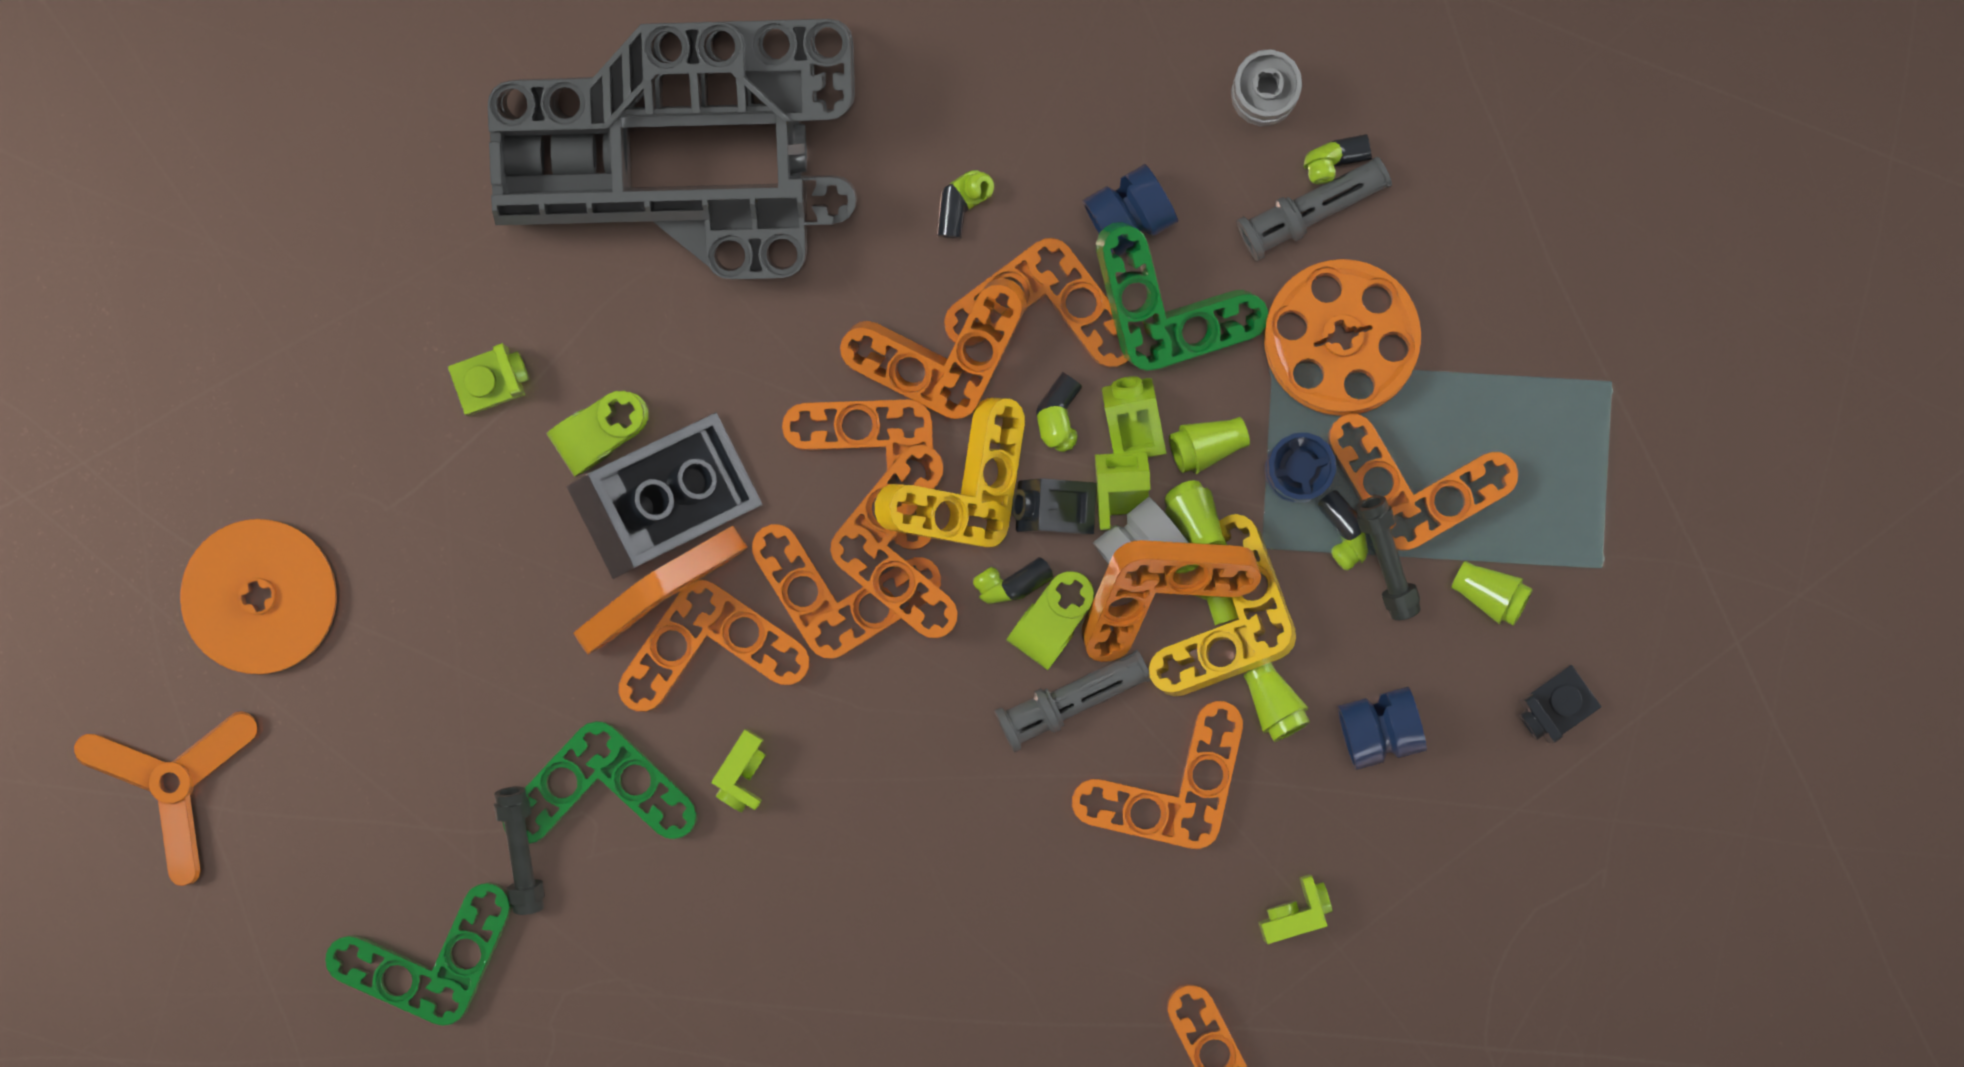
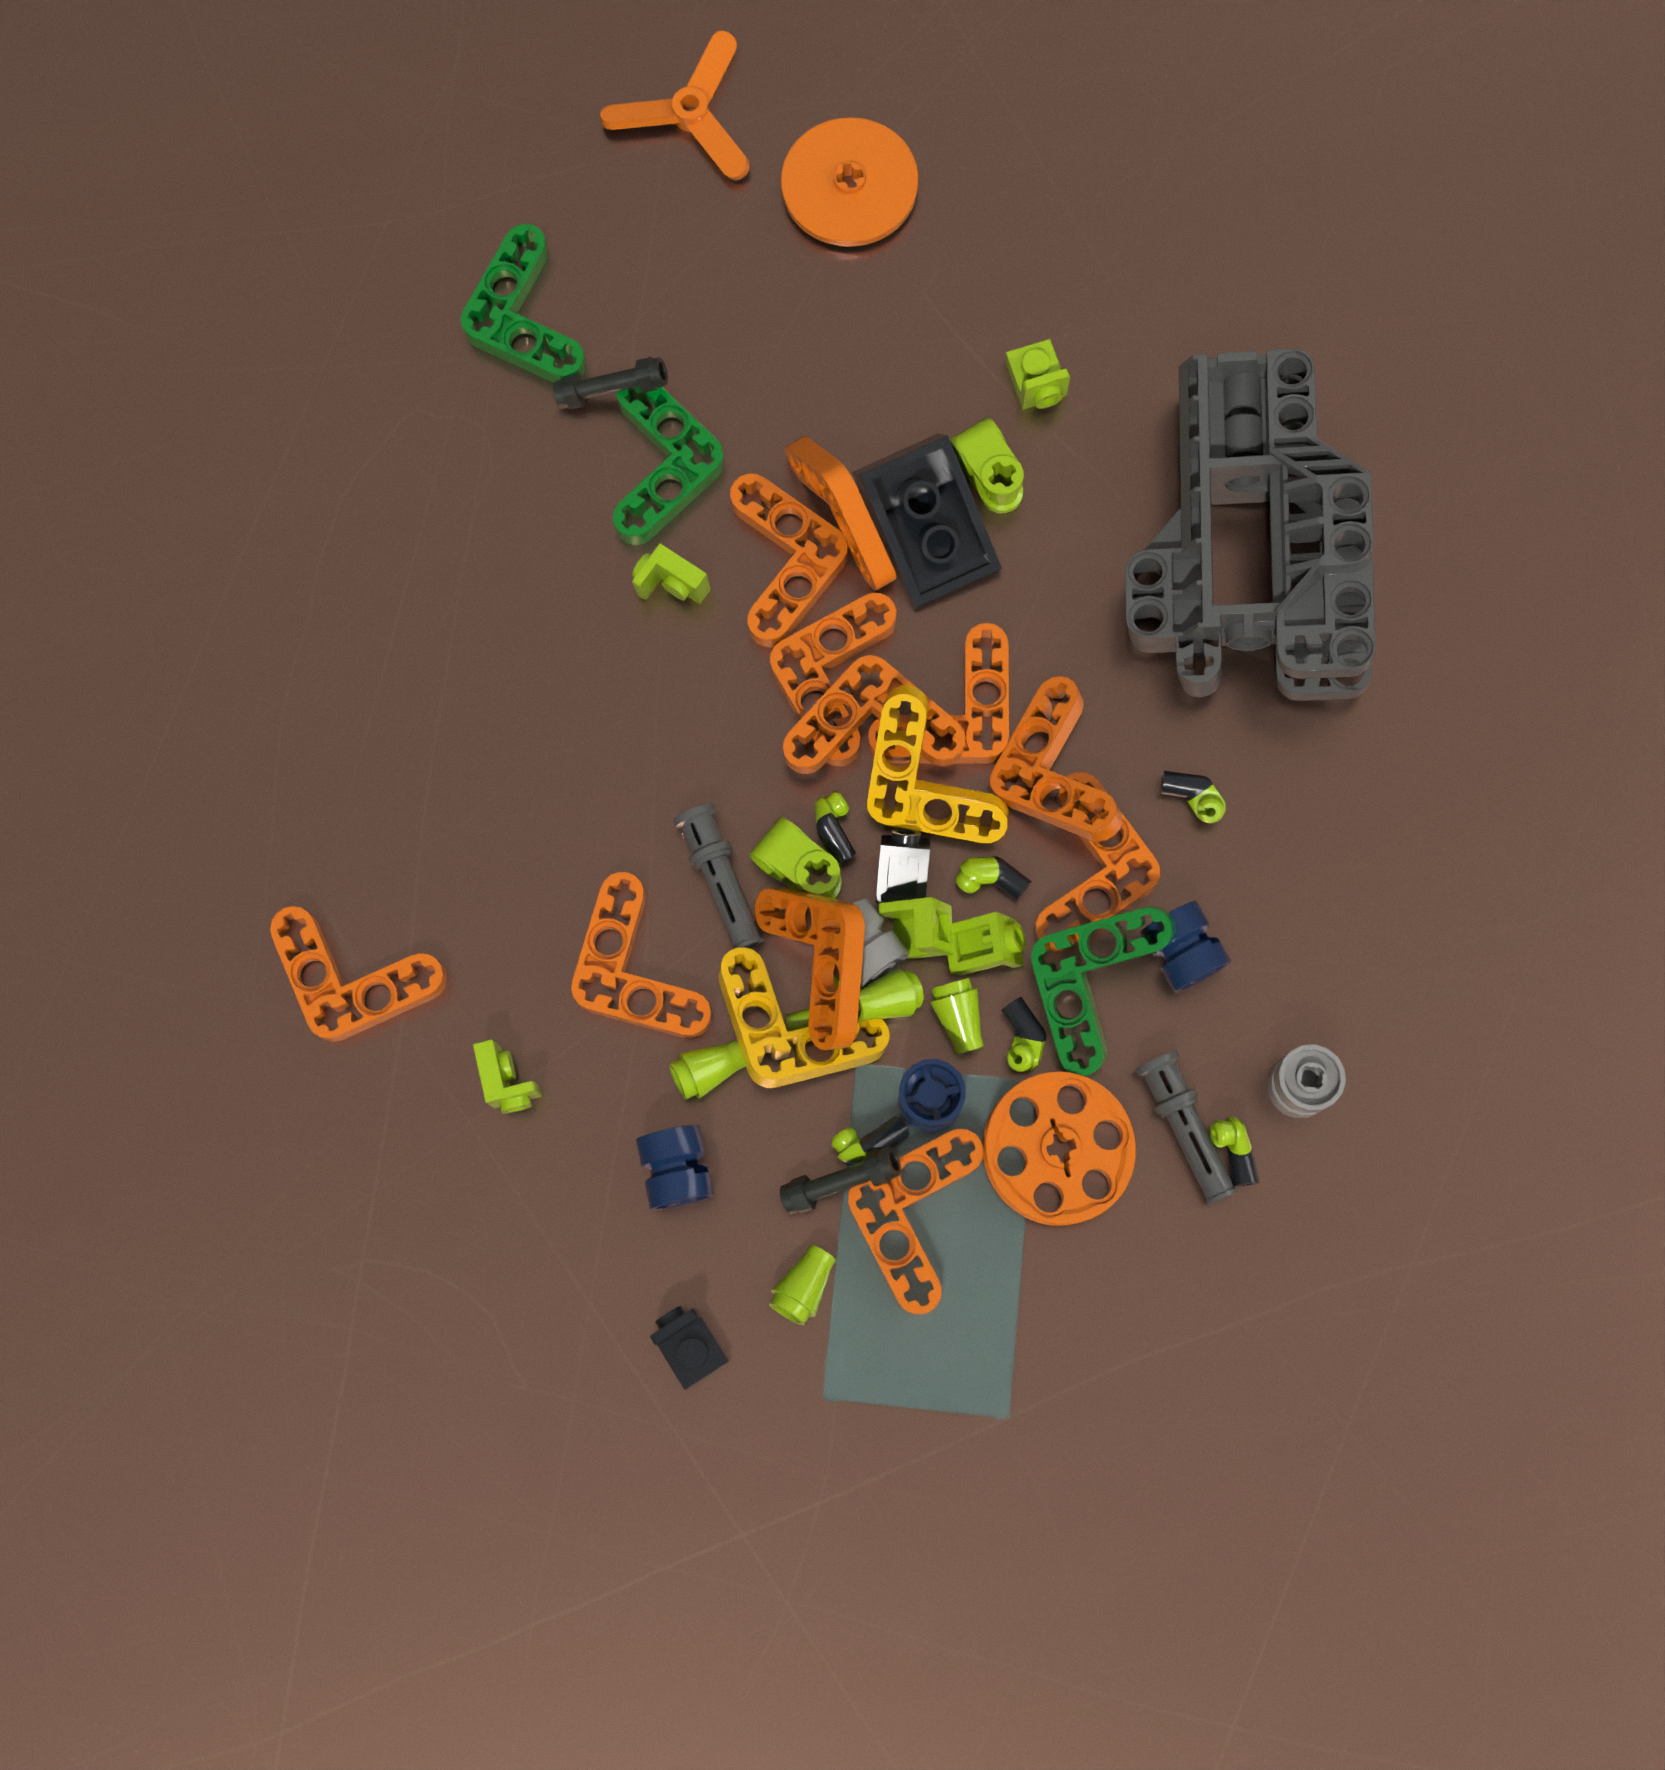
camera: 90 degrees right, 10 degrees down
(1230, 371) = (1028, 1037): none -> arm

